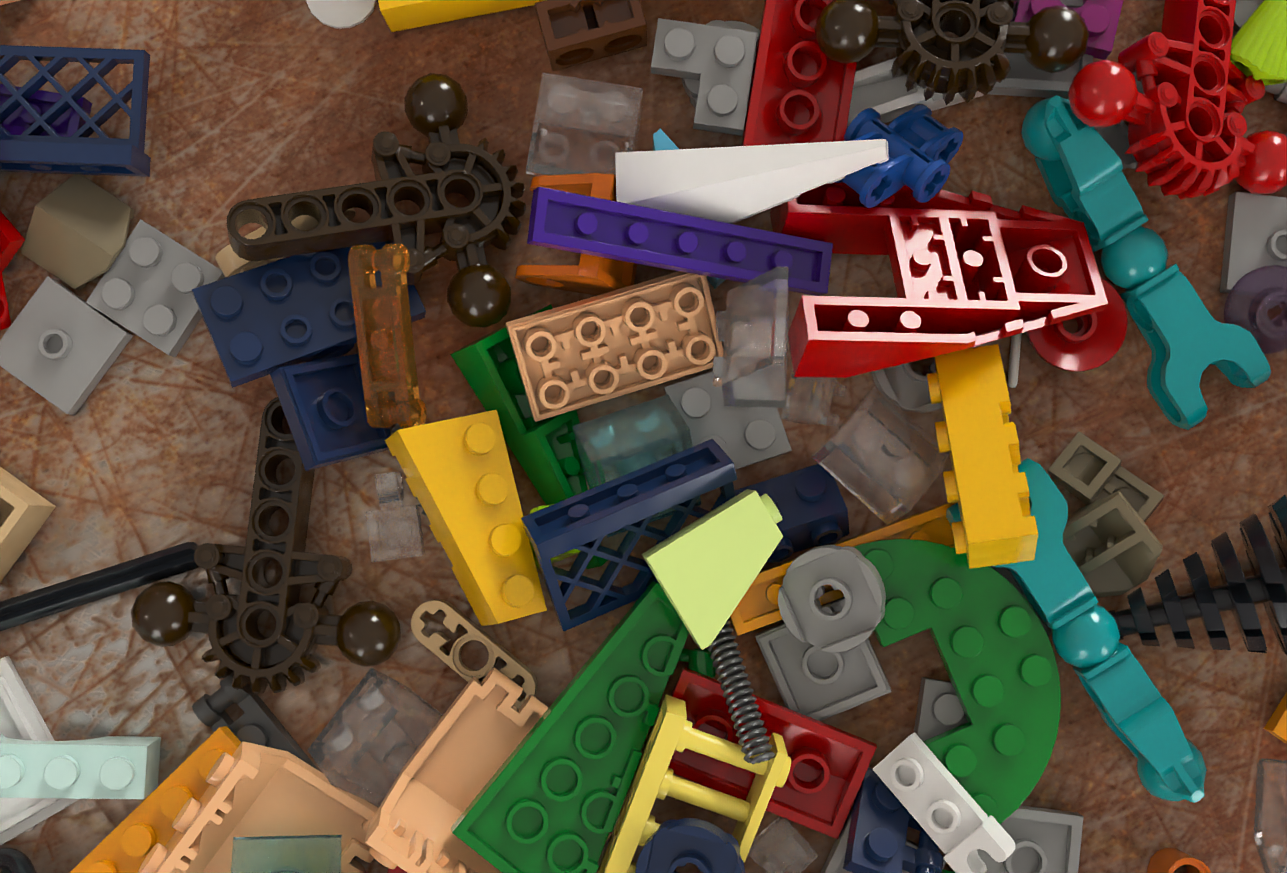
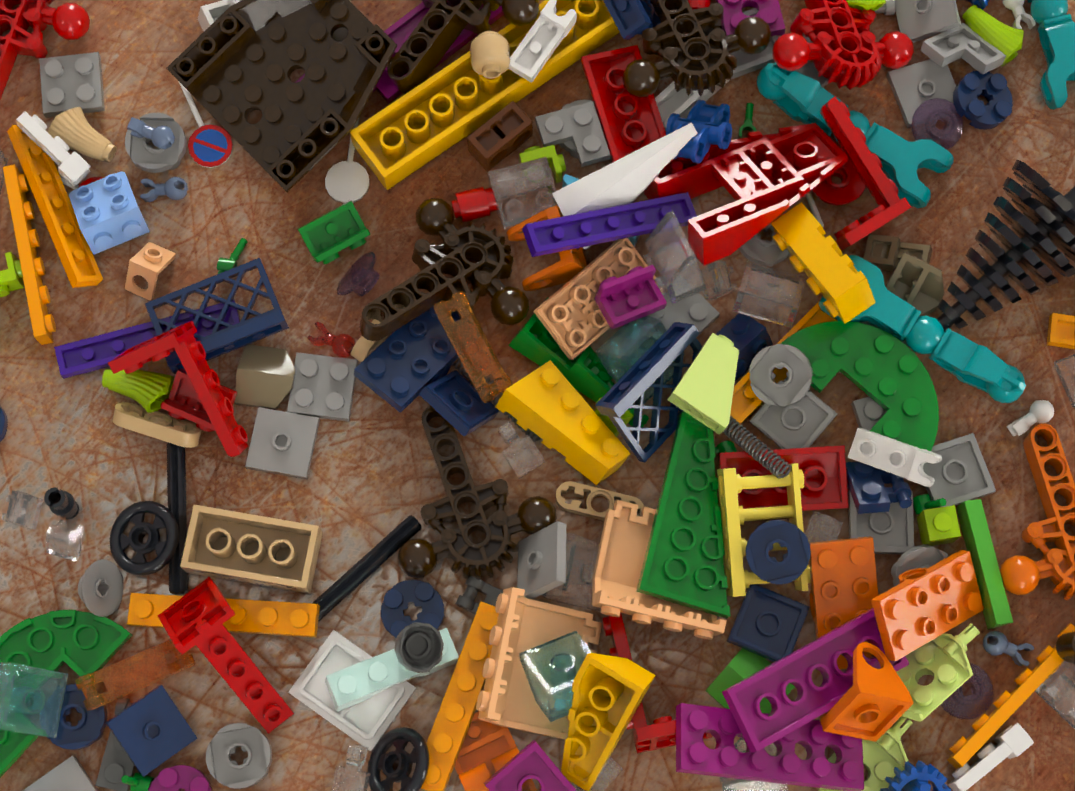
camera: 30 degrees left, 10 degrees down
(70, 773) = (419, 647): none -> dark grey hair
(100, 37) = (226, 264): none -> green hand
(102, 701) = (408, 592): none -> dark blue plate
(209, 236) = (340, 343): none -> clear red arm
(278, 62) = (334, 232): none -> green bracket
(283, 149) = (360, 276): none -> piece
(335, 713) = (542, 560): none -> light grey plate
(502, 111) = (474, 204): none -> red brick
(653, 91) = (555, 161): none -> lime bracket
(661, 369) = (629, 296): none -> magenta bracket
(981, 172) = (748, 123): none -> green hand
(1130, 337) = (869, 169): none -> red bracket
(1199, 828) = (1040, 412): none -> white arm

